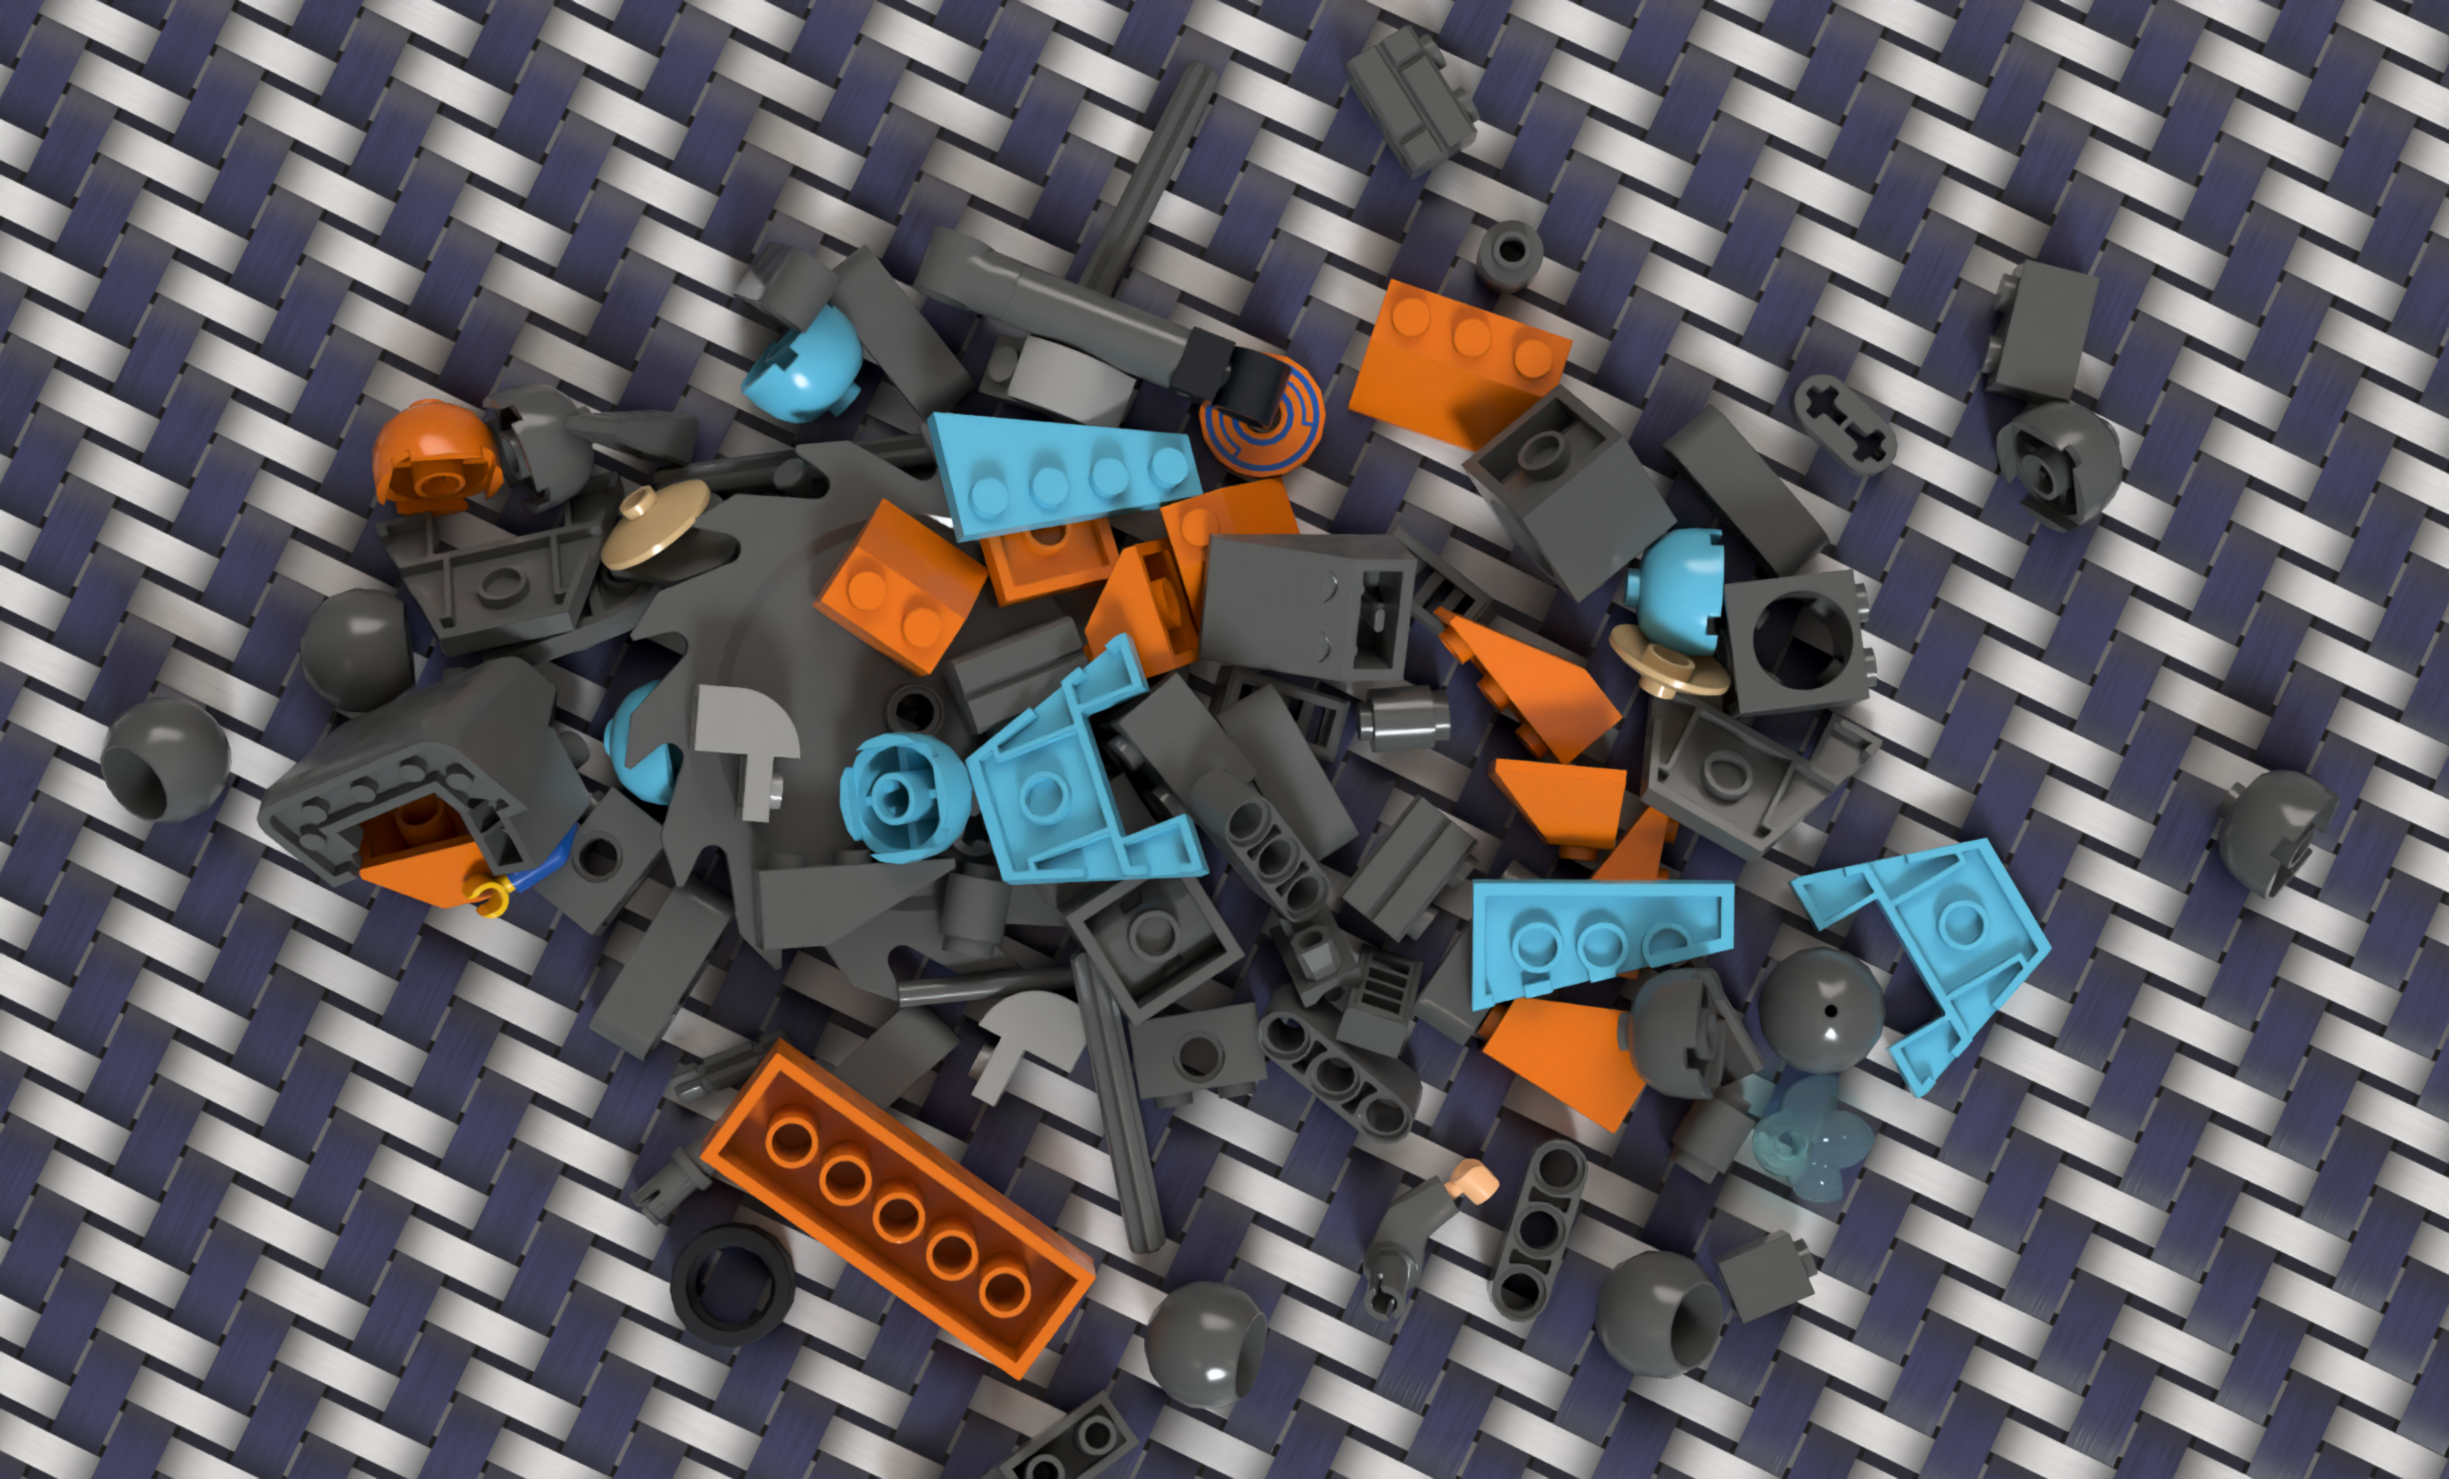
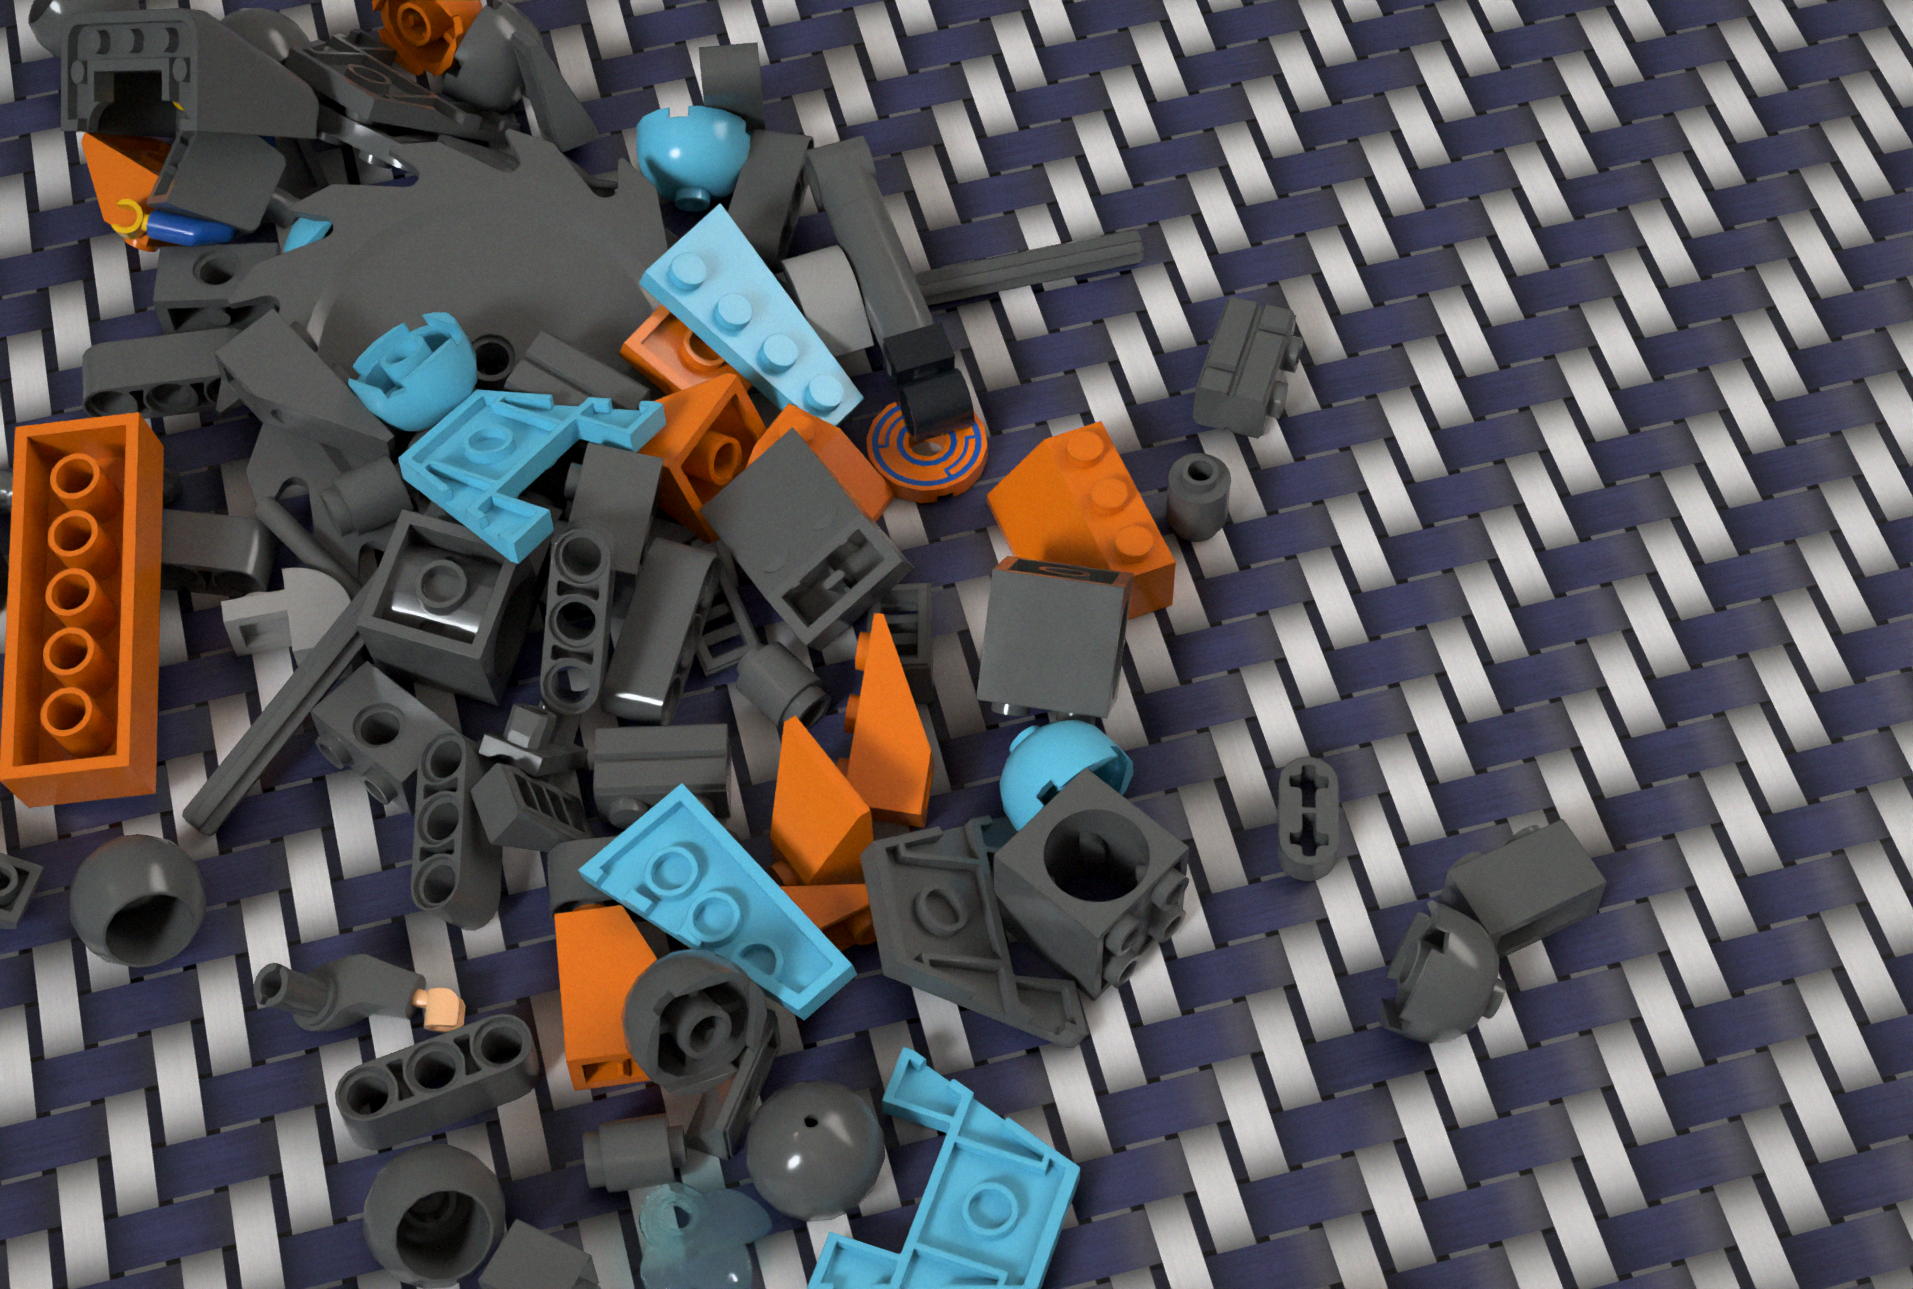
camera: 50 degrees right, 30 degrees down
(653, 522) = (485, 126): tan dish -> none
(746, 725) = (375, 255): light grey brick -> none
(902, 589) = (573, 273): orange slope -> none
(1666, 670) = (982, 797): tan dish -> none
(1745, 494) = (1187, 773): dark grey beam -> none

